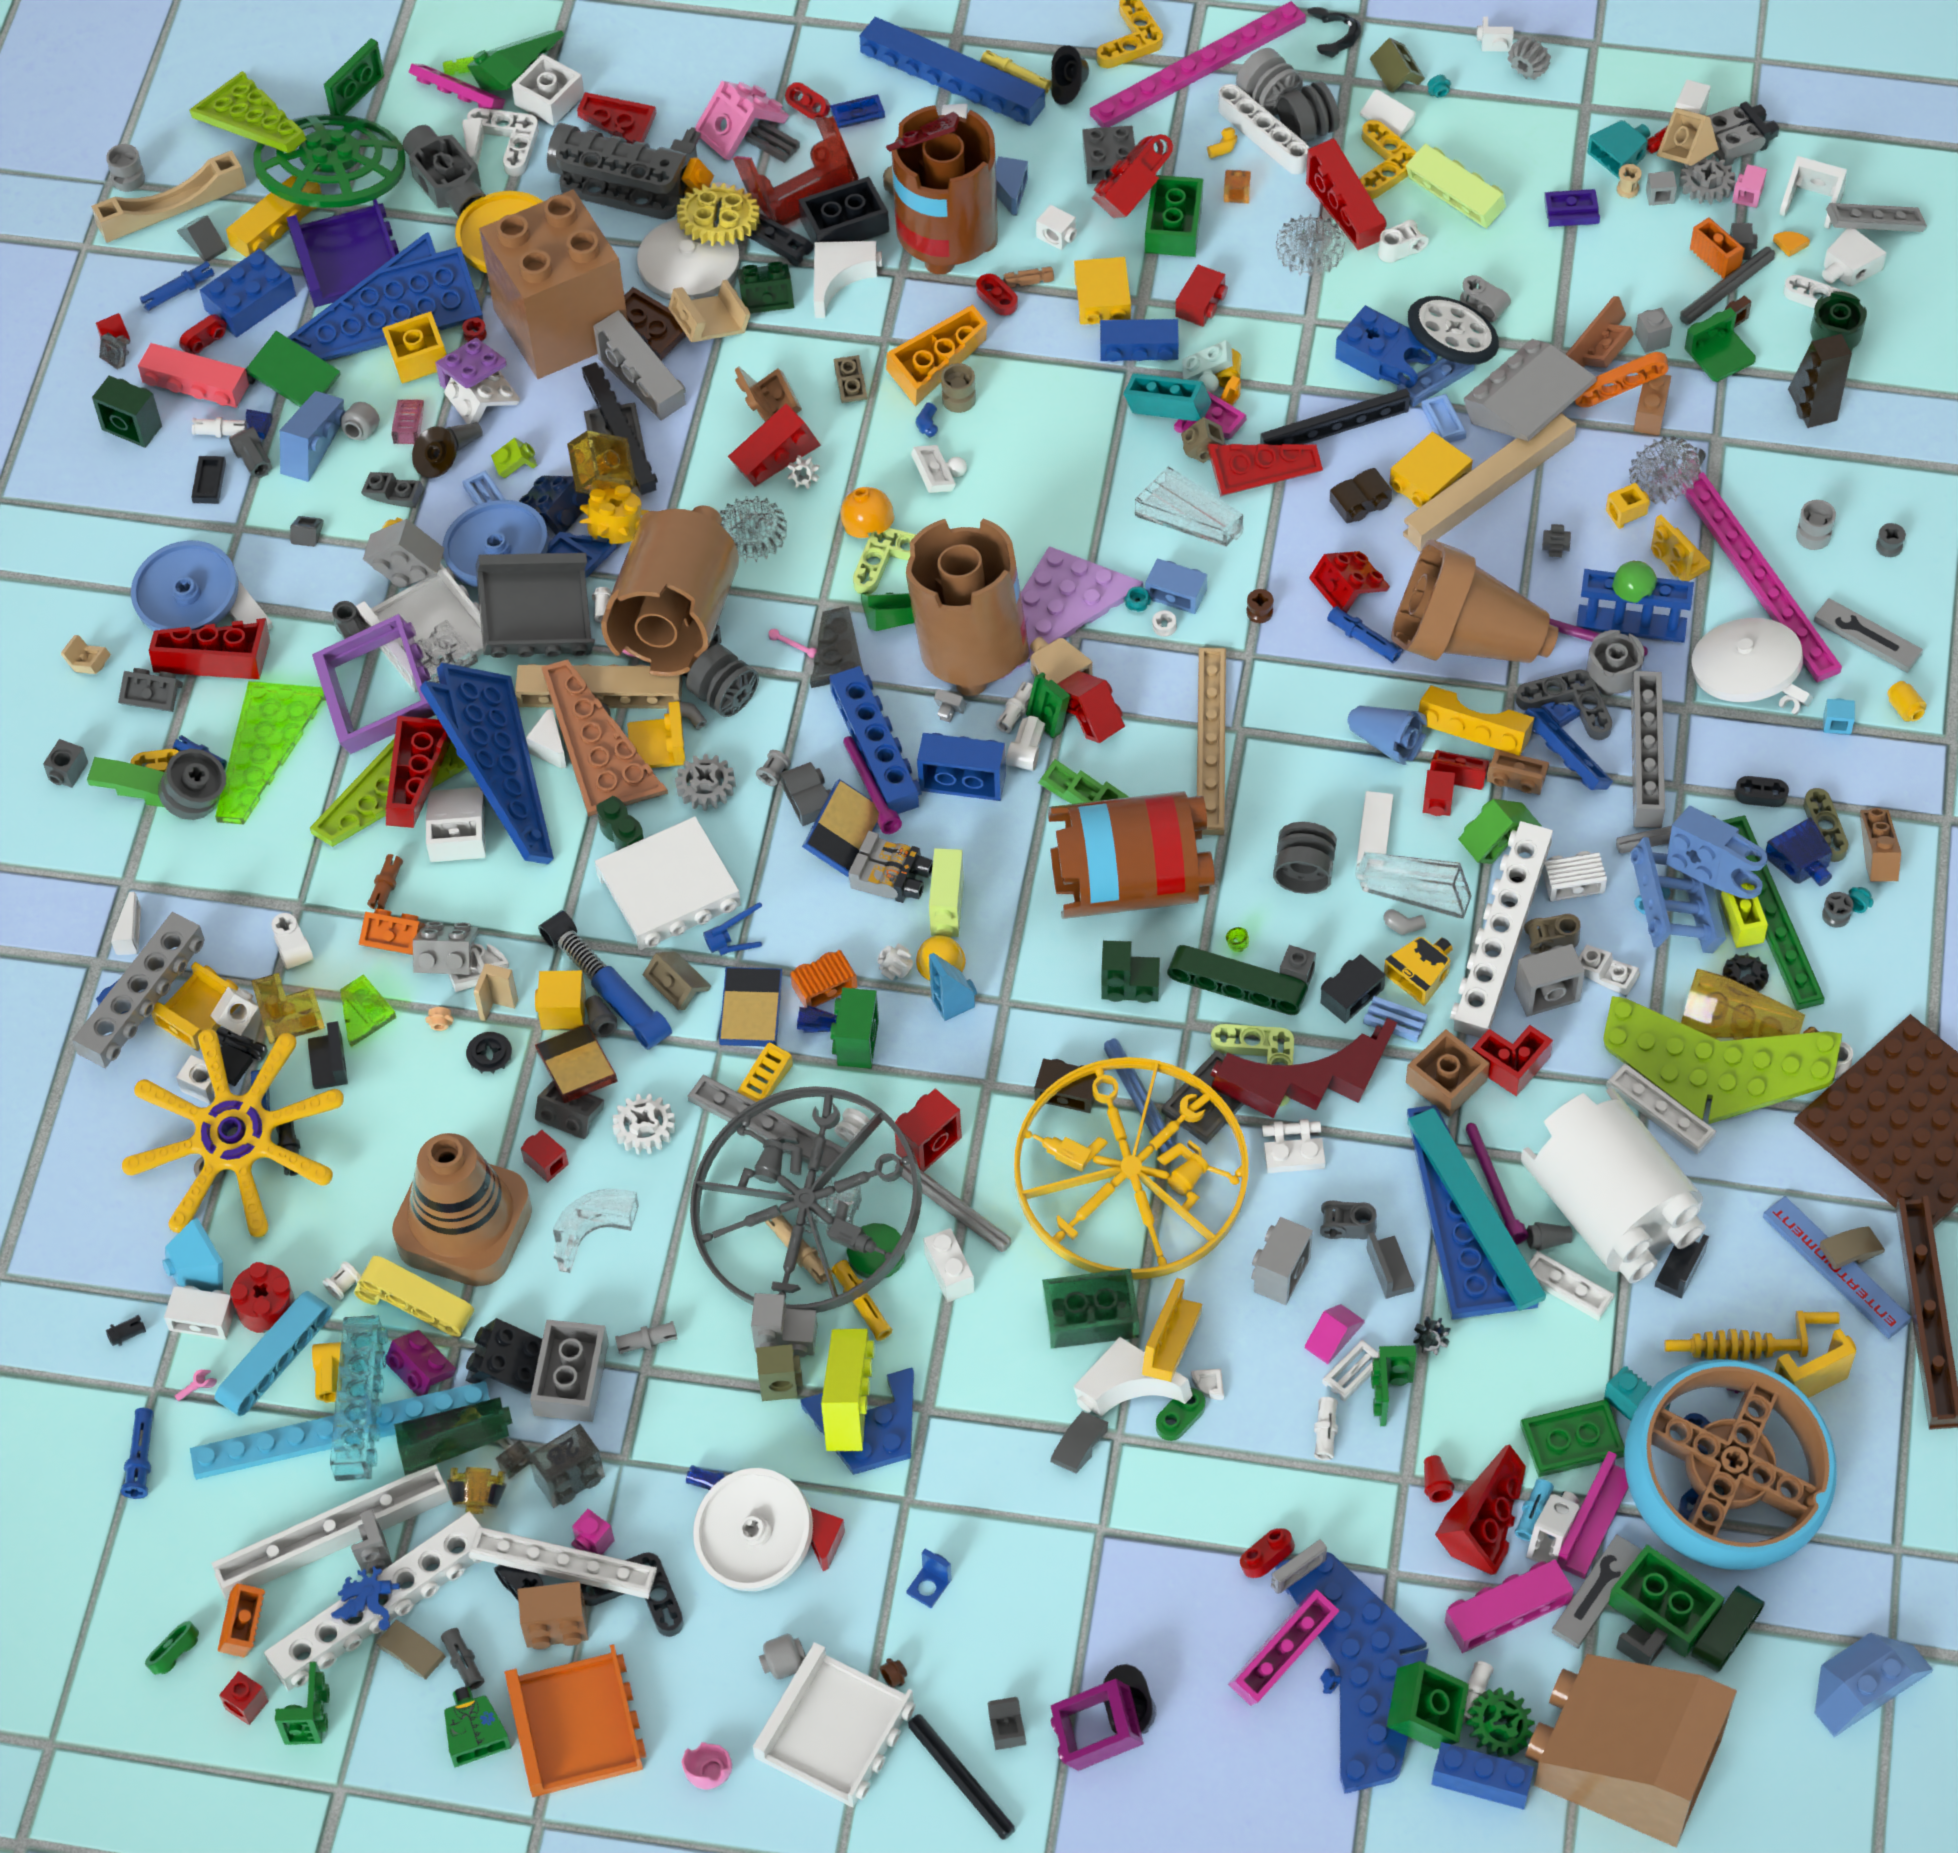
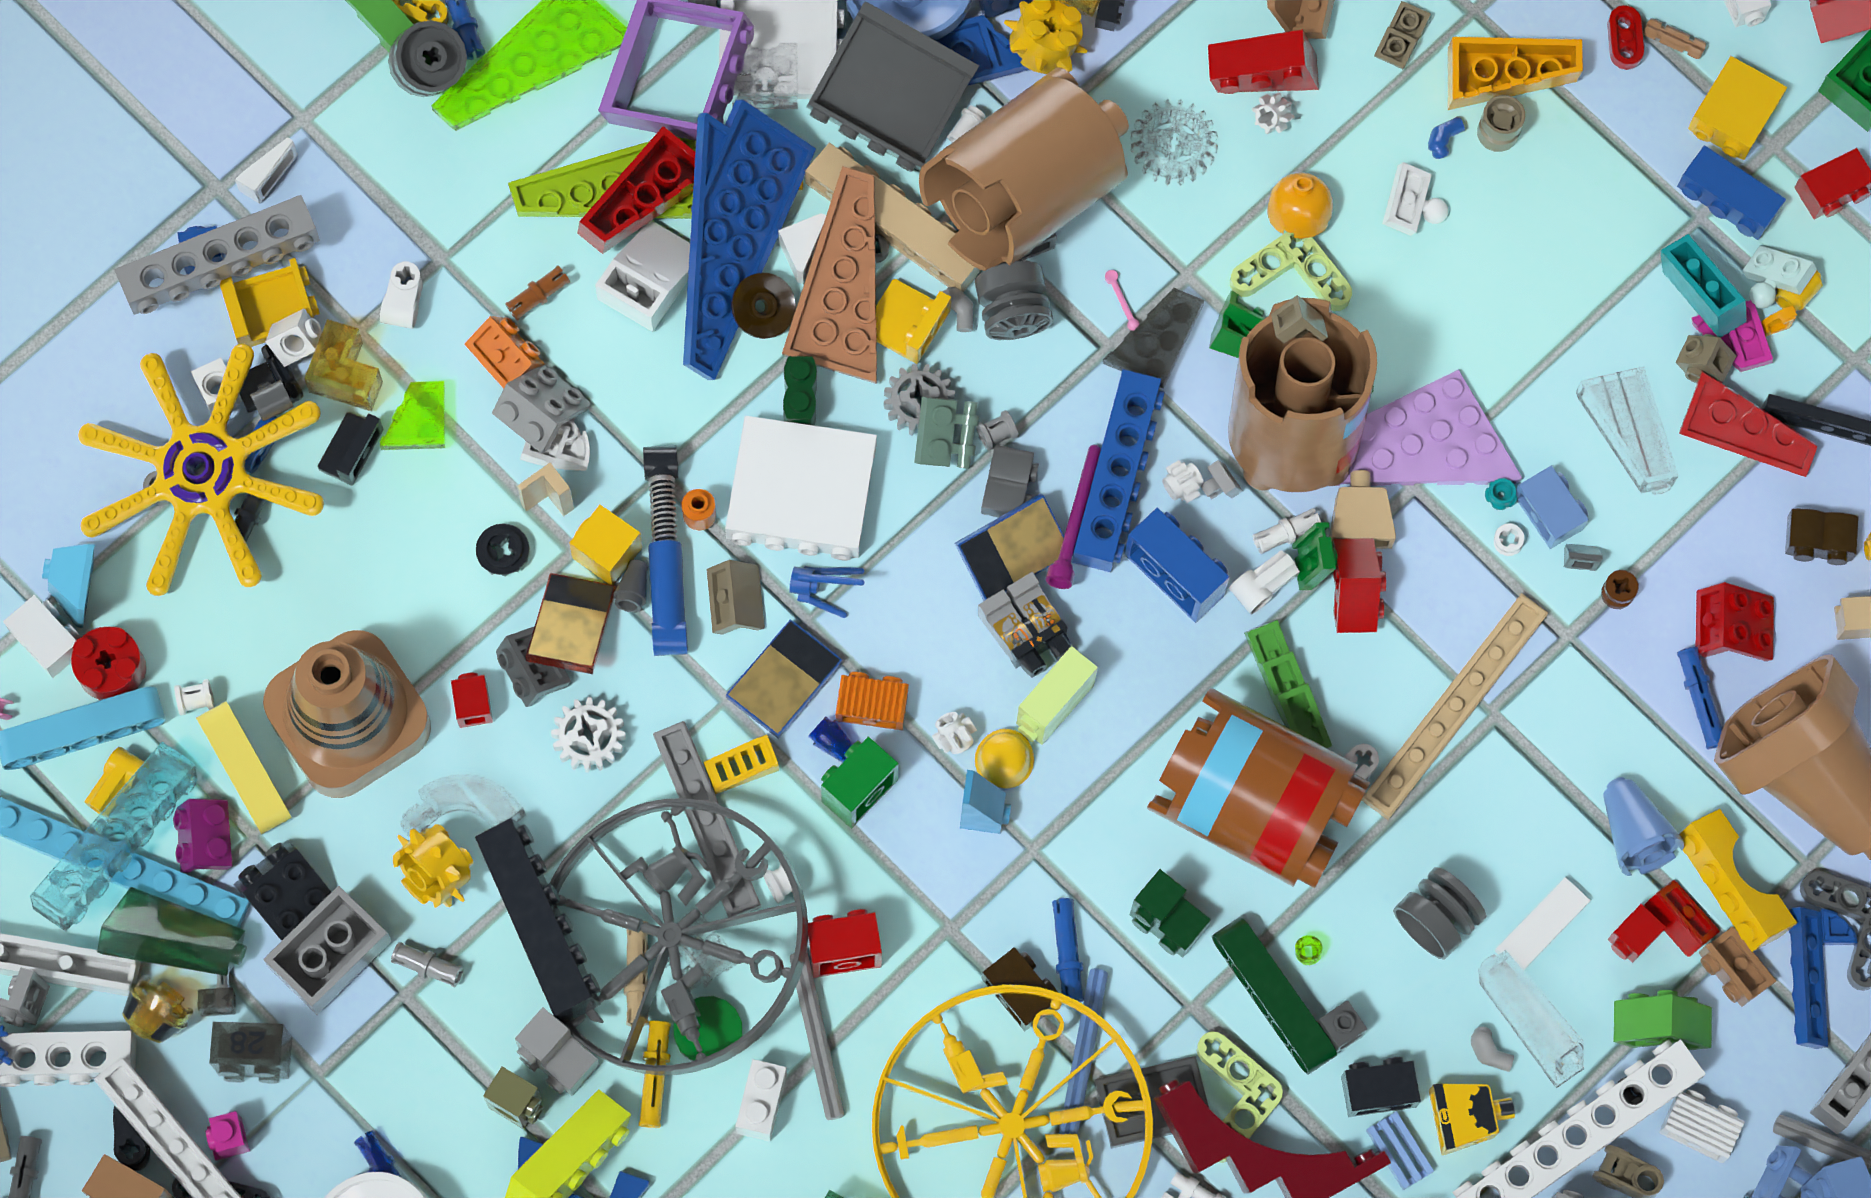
camera: 30 degrees right, 15 degrees up
(251, 1053) = (271, 399): none -> dark grey piece
(439, 1018) = (482, 479): light nougat plate -> none
(555, 783) = (778, 303): none -> dark brown dish
(602, 1268) = (433, 866): none -> yellow brick
(608, 939) = (698, 518): none -> orange brick
(702, 1250) = (538, 920): none -> black brick
(734, 790) = (937, 432): none -> sand green plate
(923, 718) = (1182, 481): none -> white gear
(932, 541) = (1296, 320): none -> dark tan panel
(1087, 1050) = (1067, 947): none -> blue pin
(1220, 604) = (1582, 557): none -> slope

